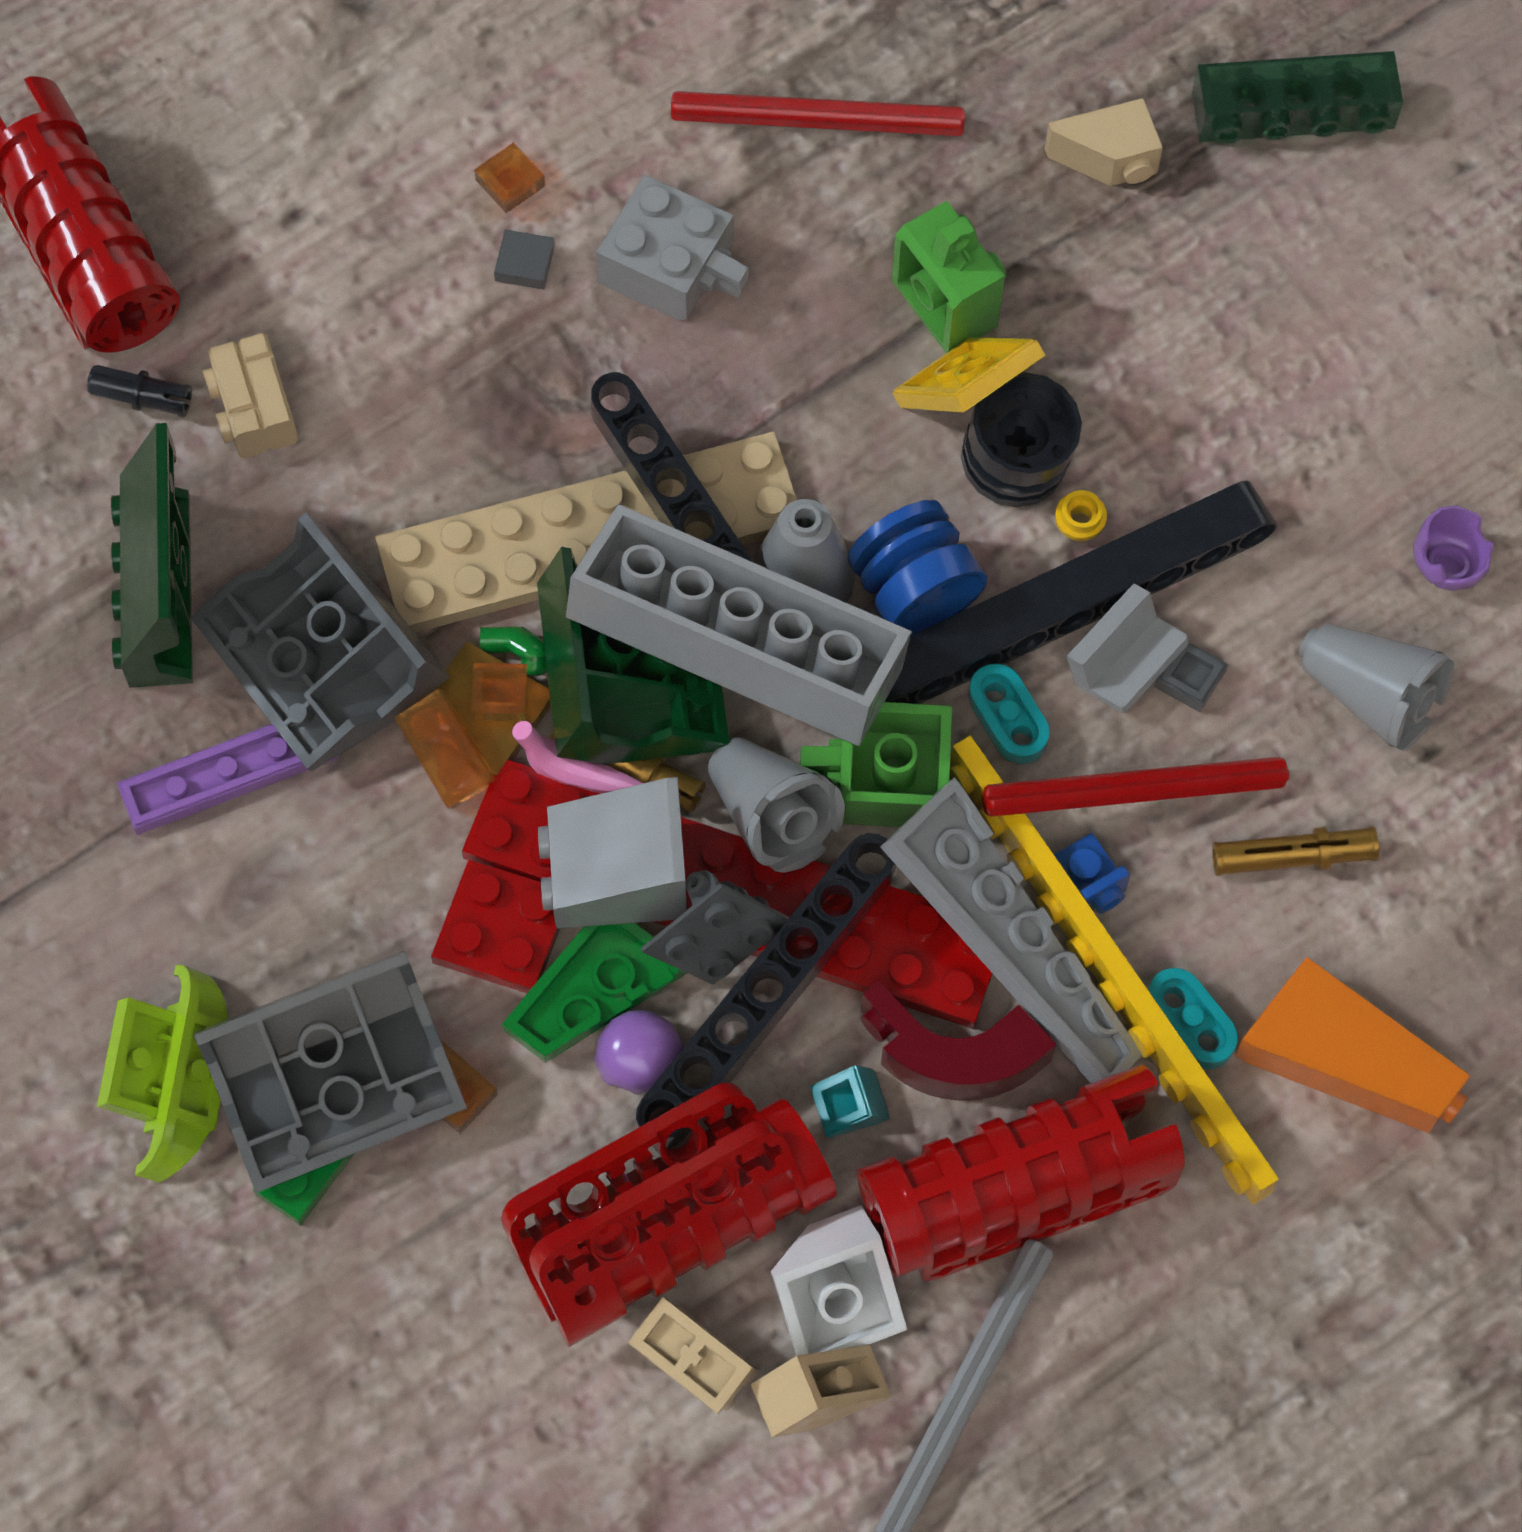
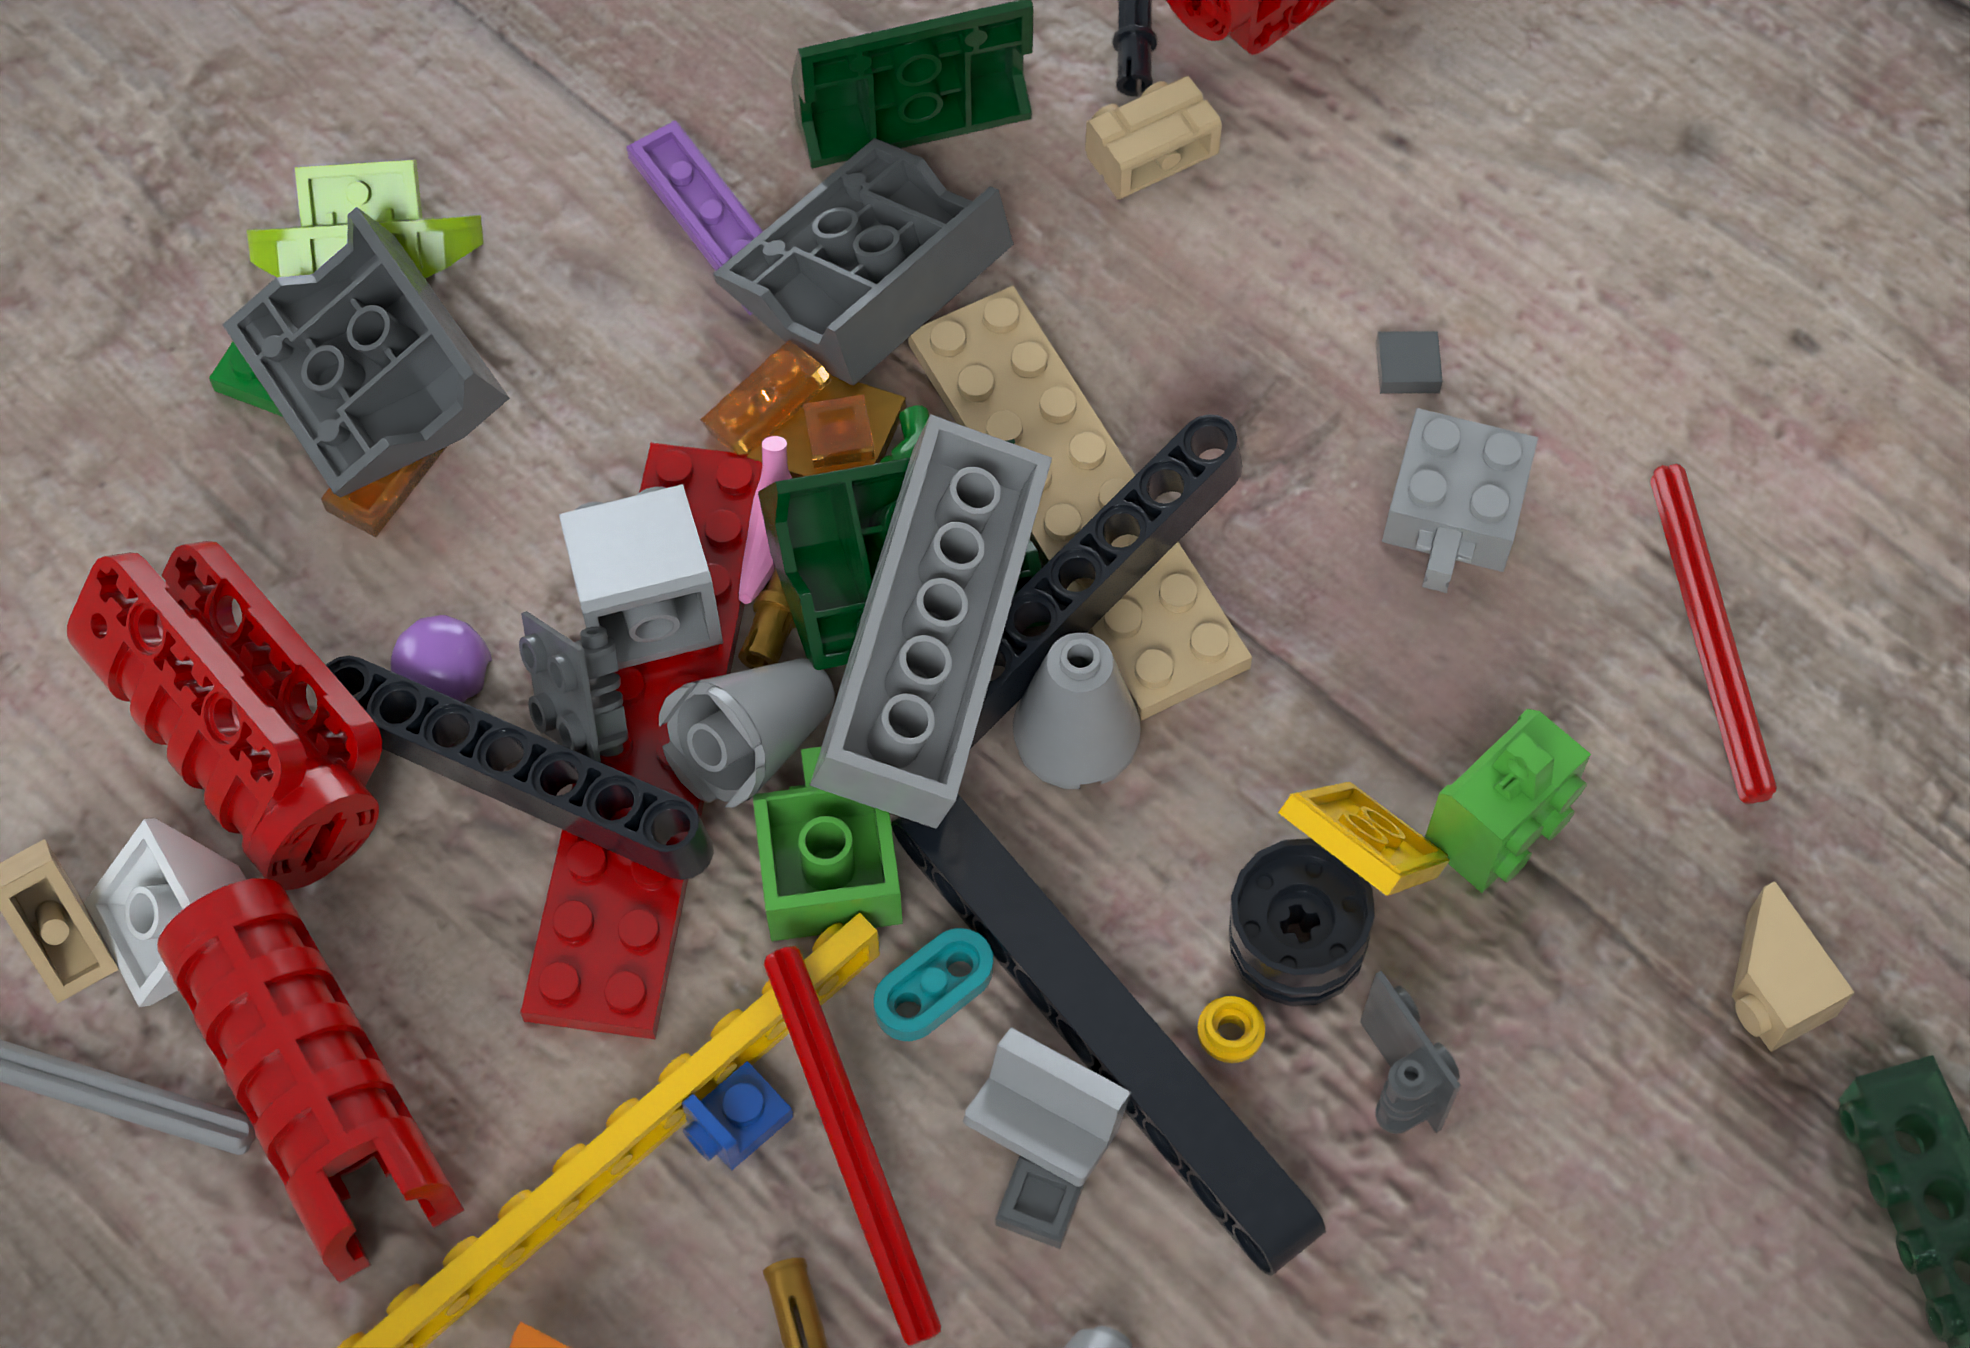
camera: 80 degrees right, 5 degrees down
(497, 928) = (557, 480): red plate -> none
(509, 177) = (1507, 322): clear orange plate -> none
(587, 987) = (495, 583): green wing -> none
(693, 1355) = (81, 779): tan hinge -> none
(849, 1101) = (411, 899): teal slope -> none
(917, 566) = (1088, 831): blue wheel -> none
(956, 1067) = (455, 982): dark red arch -> none
(980, 896) = (649, 974): light grey wing -> none
(1147, 389) = (1421, 1074): none -> dark grey hinge
(1196, 1017) = (555, 1266): teal plate -> none

